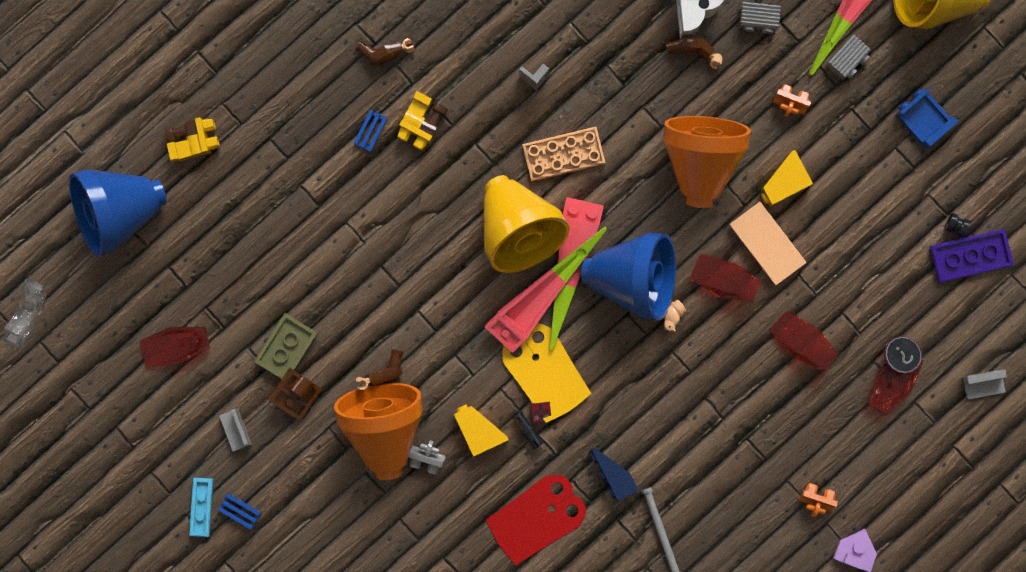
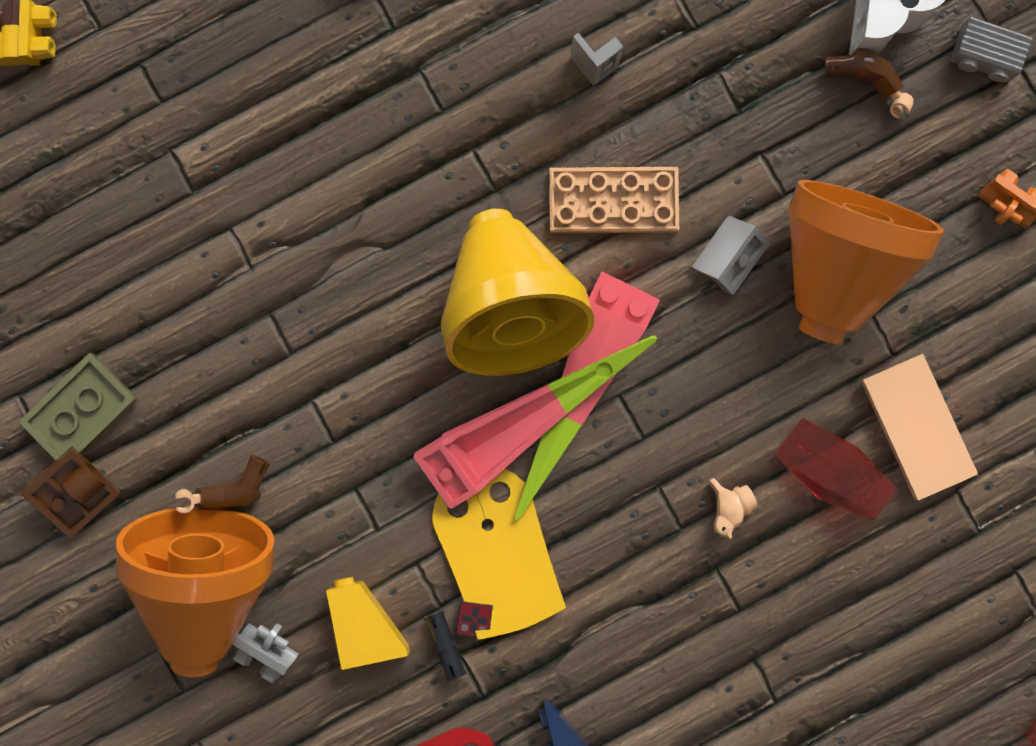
camera: 15 degrees right, 0 degrees up
(377, 116) = (295, 82): blue tile -> none
(417, 125) = (382, 92): yellow hips -> none
(635, 275) = (687, 428): blue cone -> none
(638, 169) = (731, 254): none -> light grey panel
(786, 181) = (975, 329): yellow slope -> none
(803, 341) = (944, 606): clear red piece -> none

